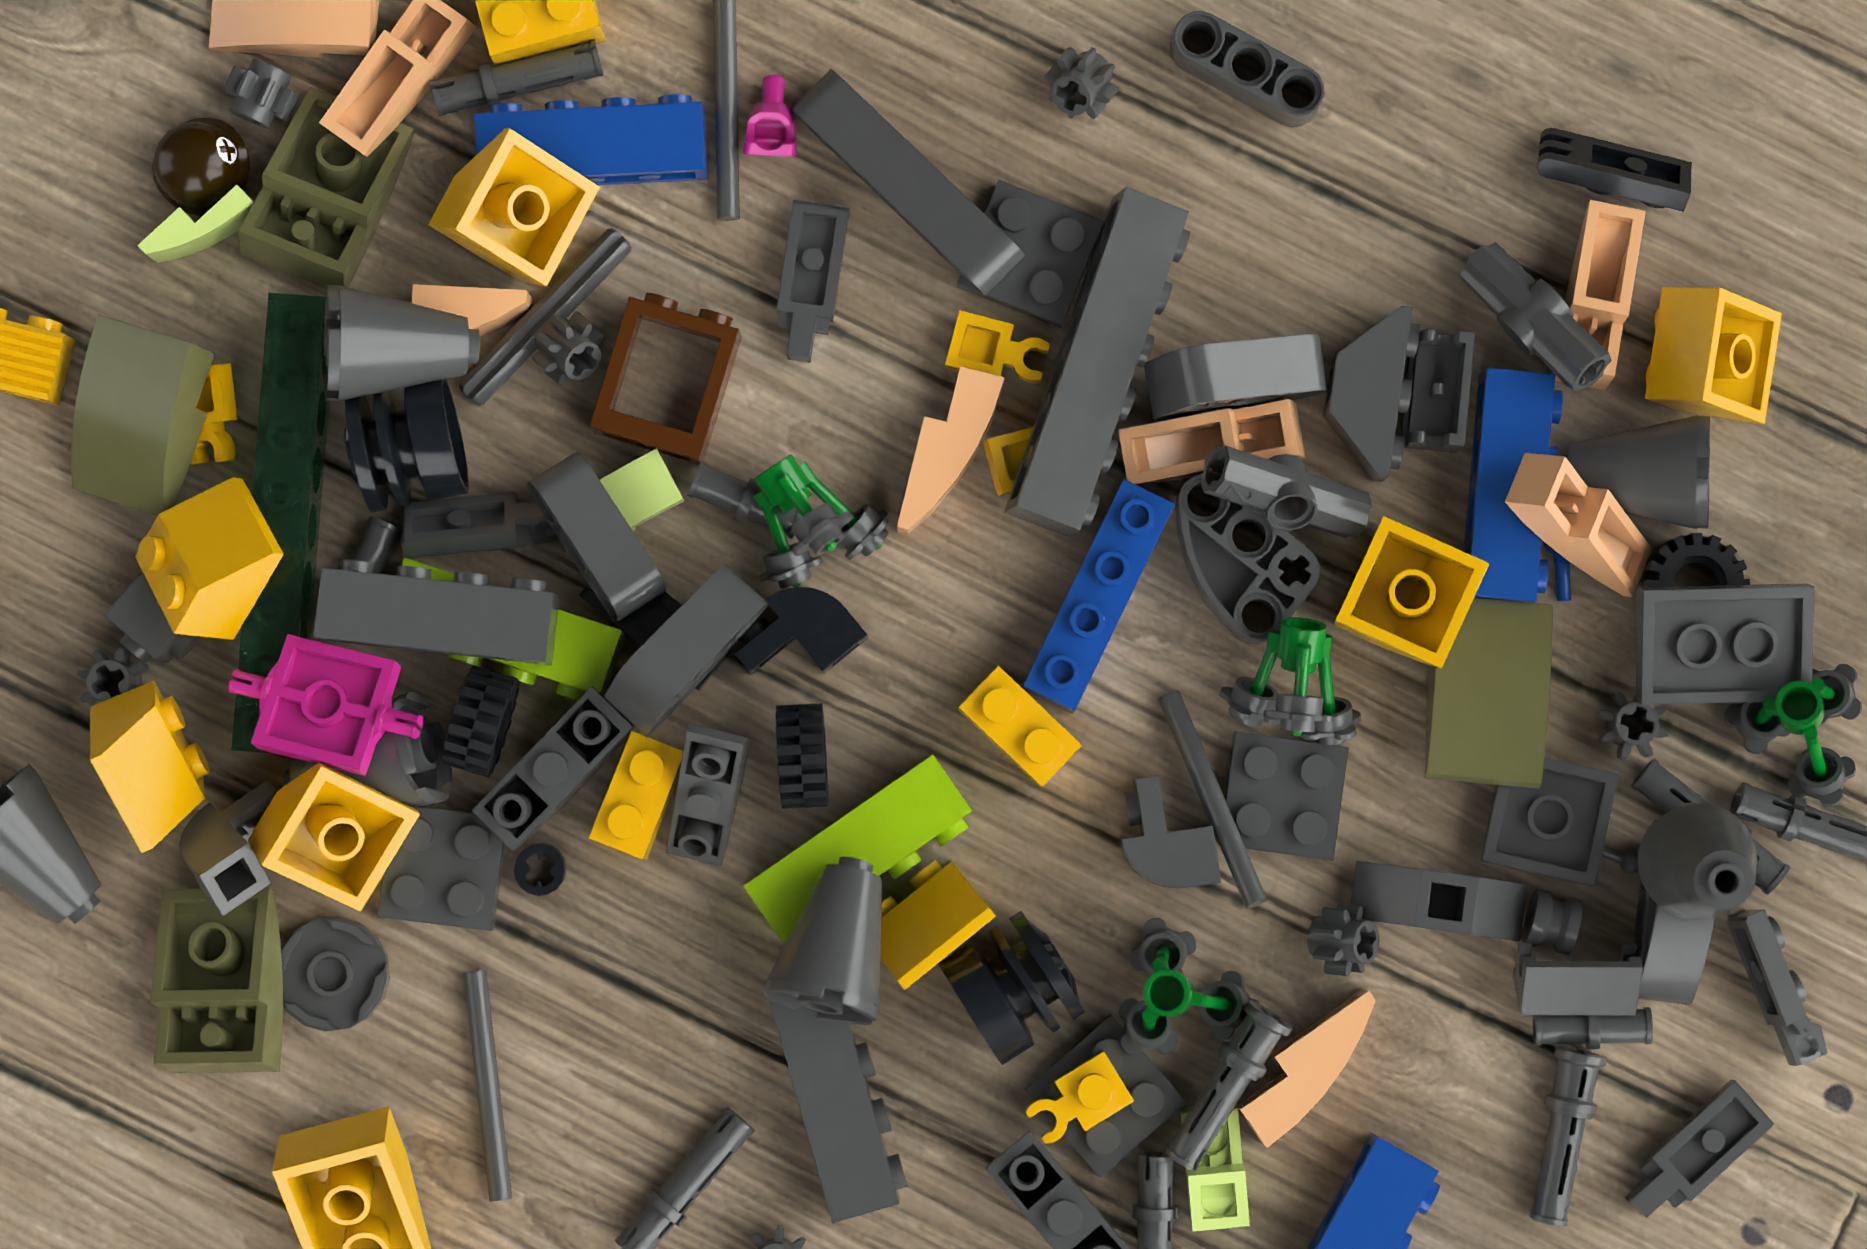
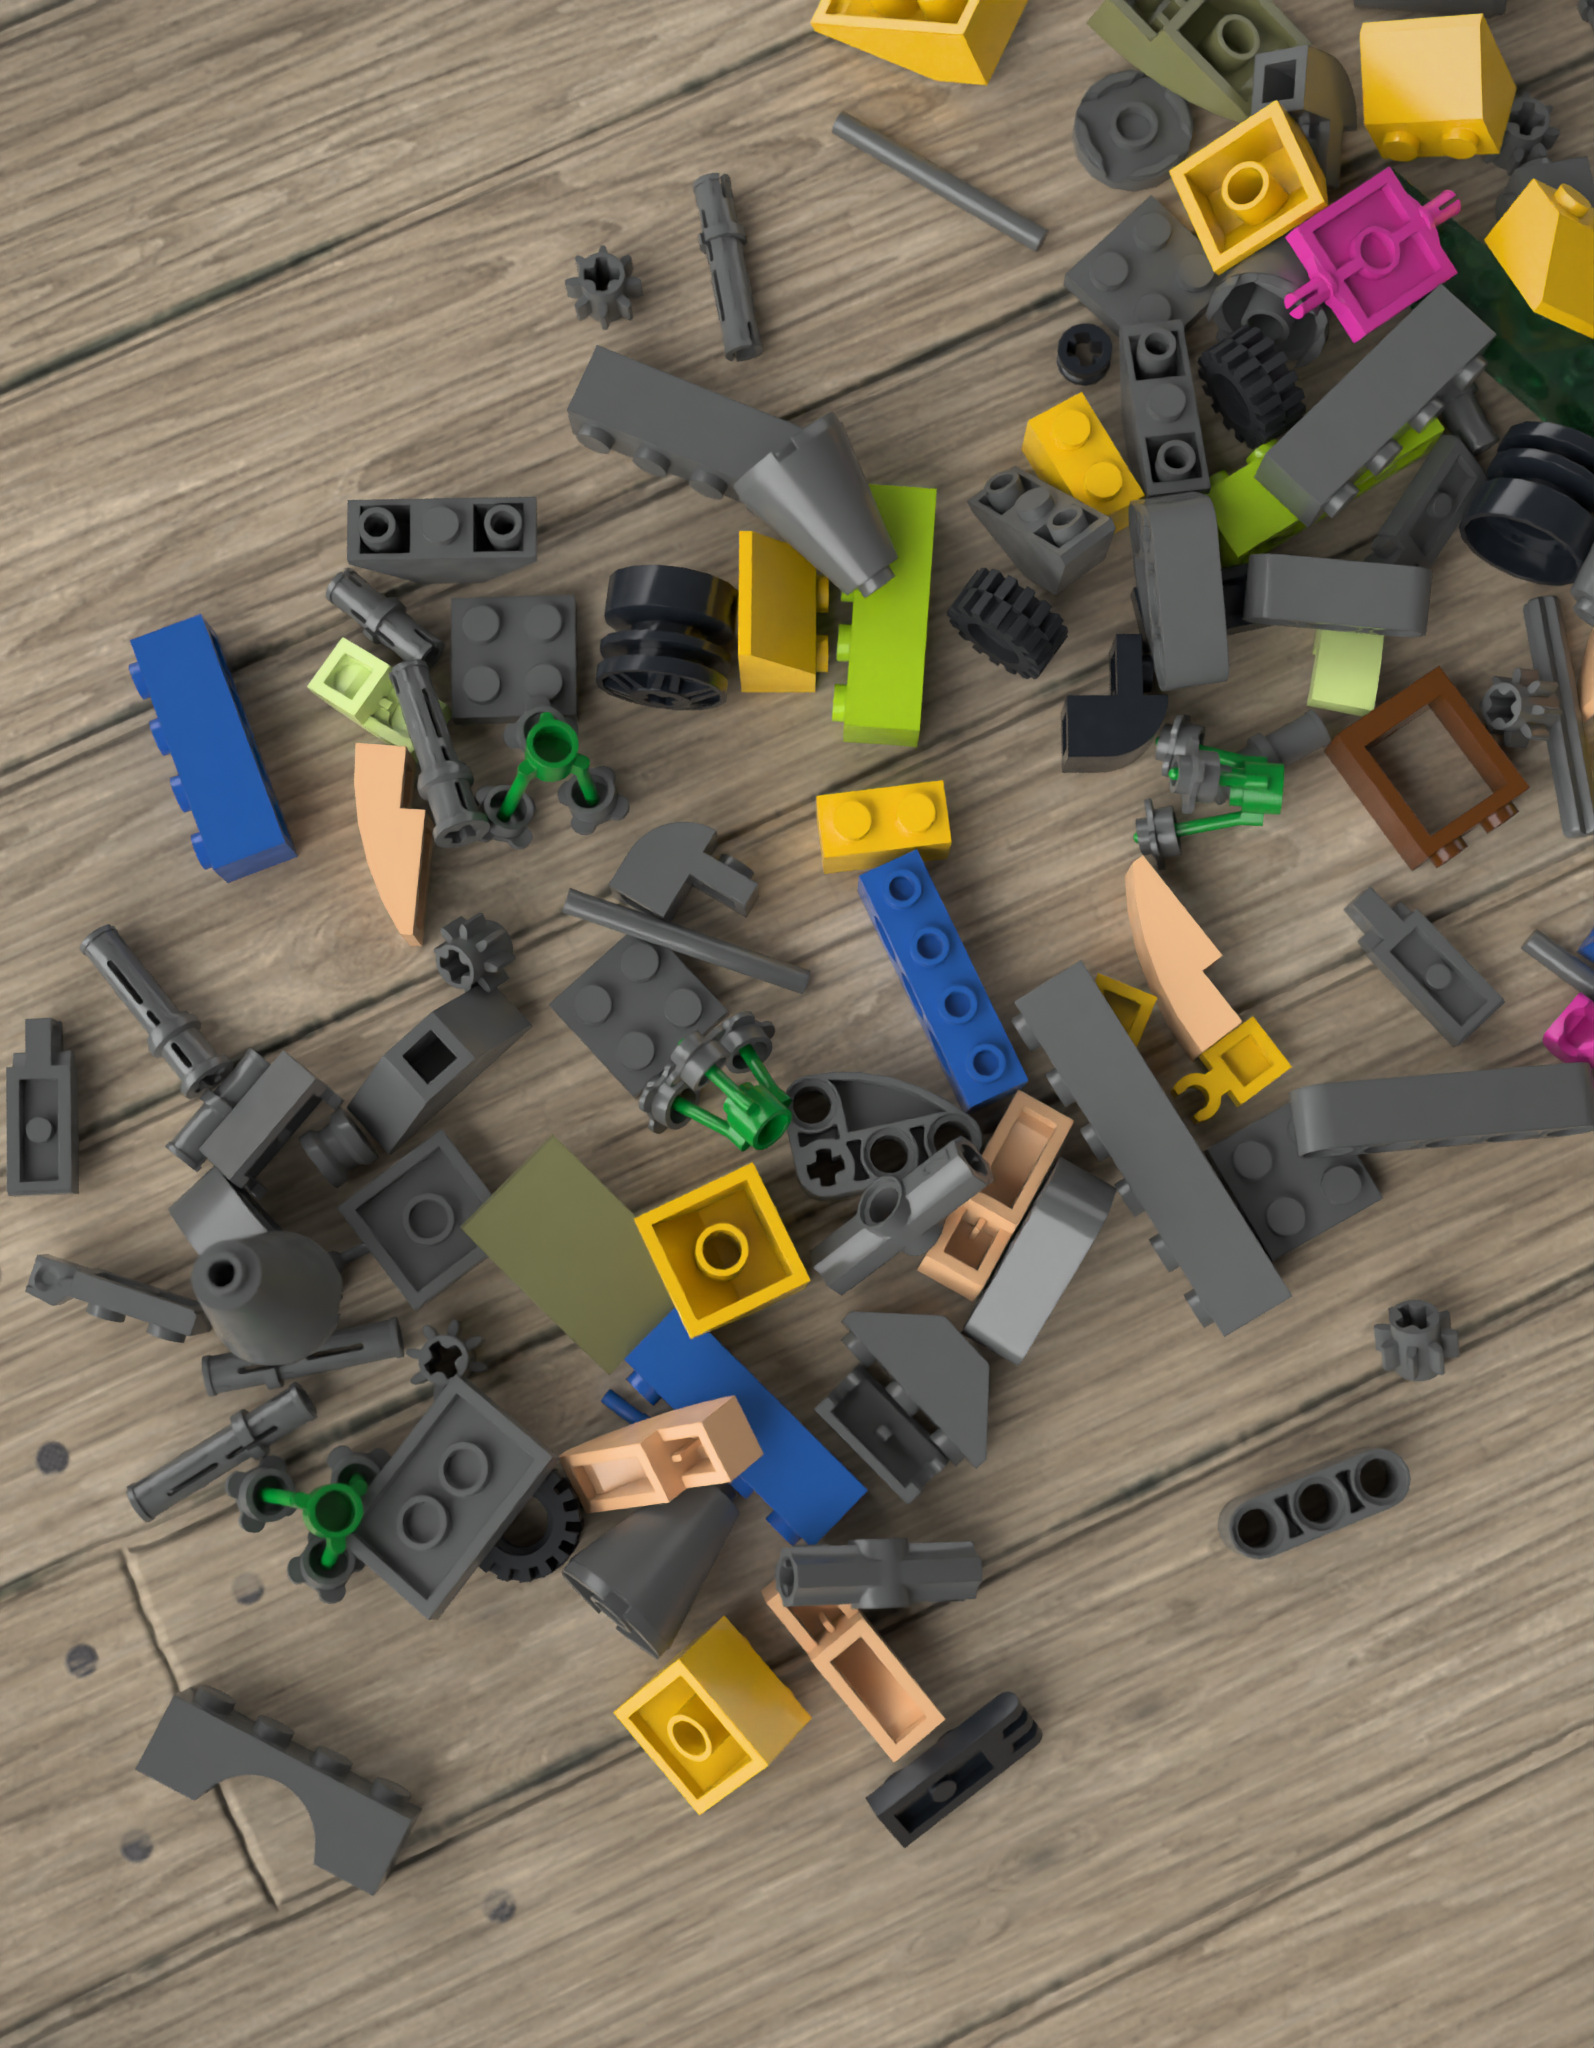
camera: 130 degrees right, 5 degrees down
(1088, 1093) = (527, 635): yellow plate -> none

